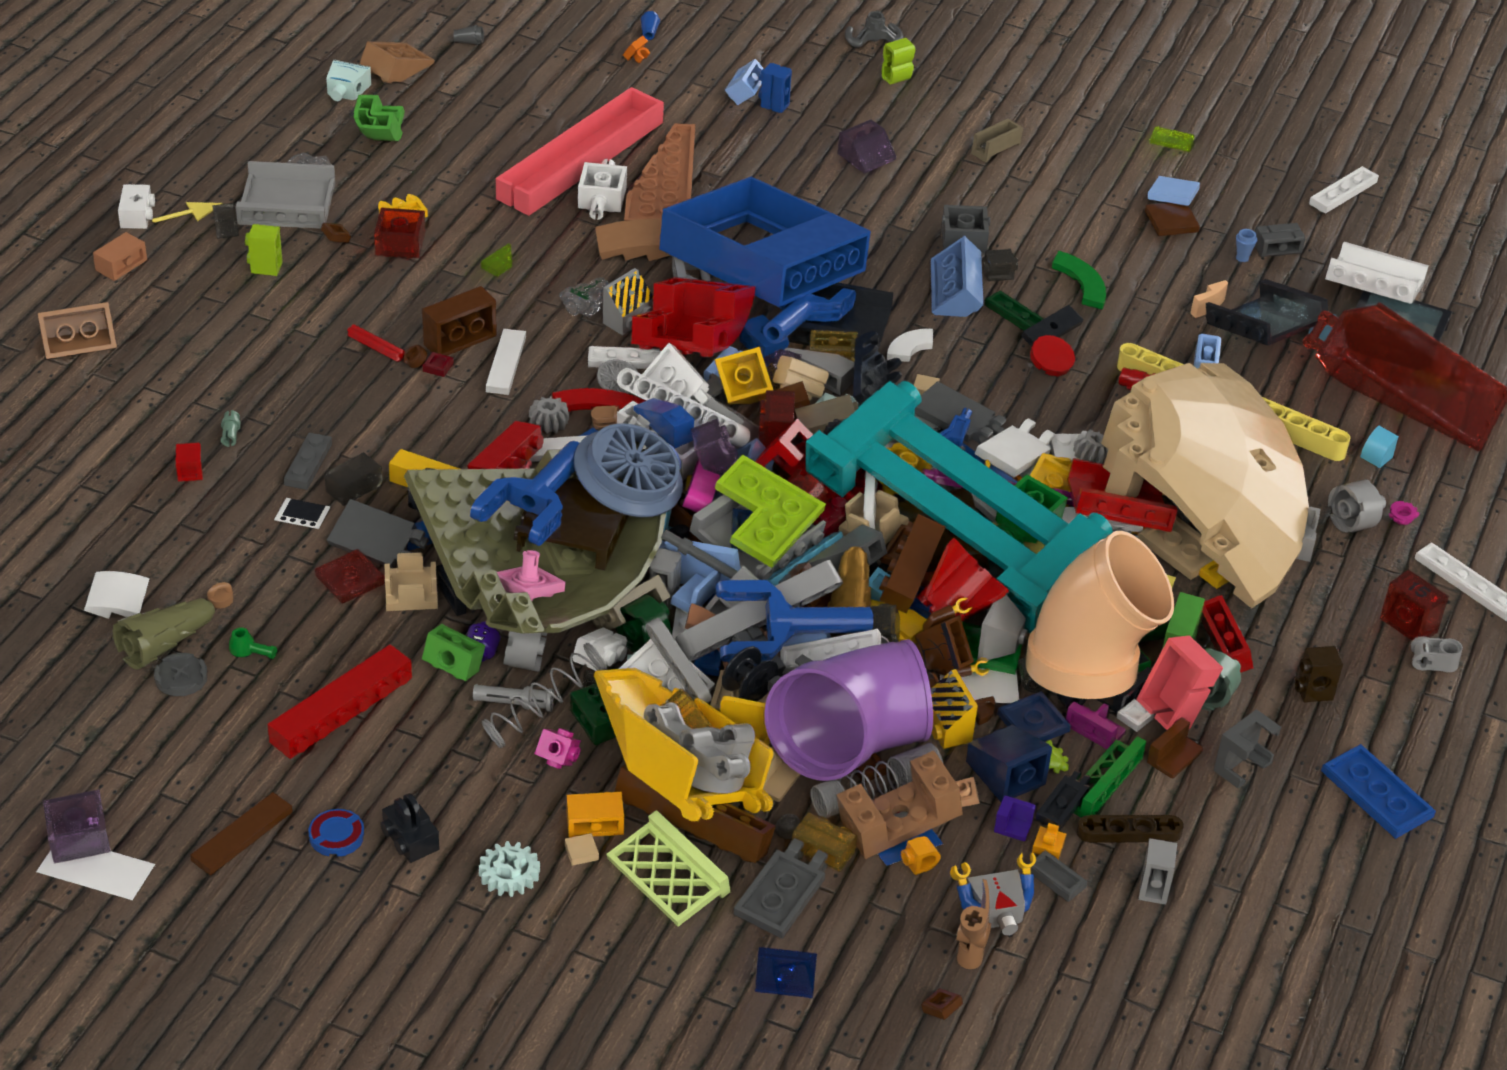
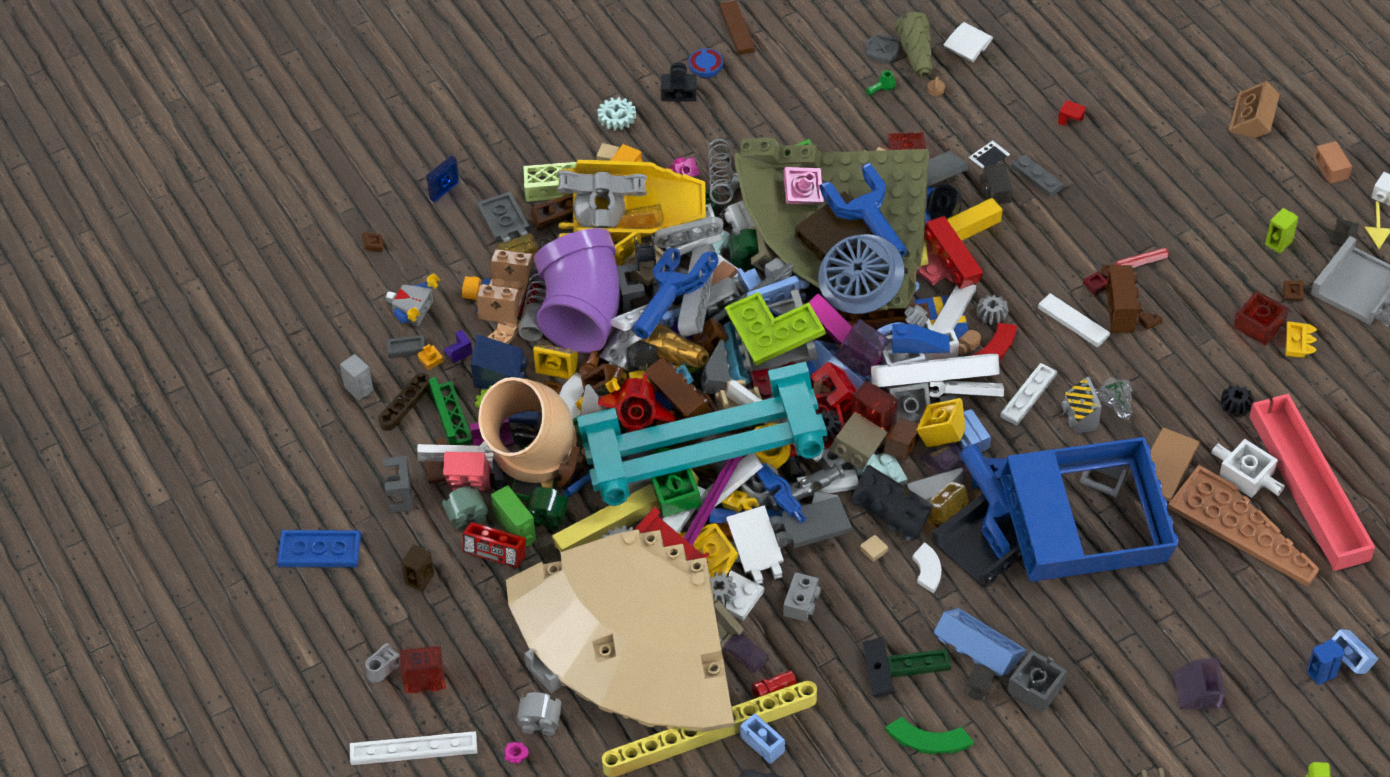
camera: 130 degrees right, 10 degrees up
(230, 426) = (1097, 149): sand green pin -> none
(339, 701) = (800, 99): red brick -> none
(498, 261) = (1199, 371): clear neon green tile -> none
(519, 222) = (1237, 400): none -> black gear
(608, 374) = (1011, 369): light grey wheel -> none
(694, 316) = (1031, 423): red slope -> none
(794, 371) = (921, 456): tan brick -> none
(974, 933) = (390, 261): medium nougat panel -> none
(1035, 402) = (801, 597): none -> light grey brick
(1052, 355) = (846, 644): red tile -> none
(1064, 800) = (446, 373): black hinge -> none
(1177, 698) = (437, 452): none -> white tile

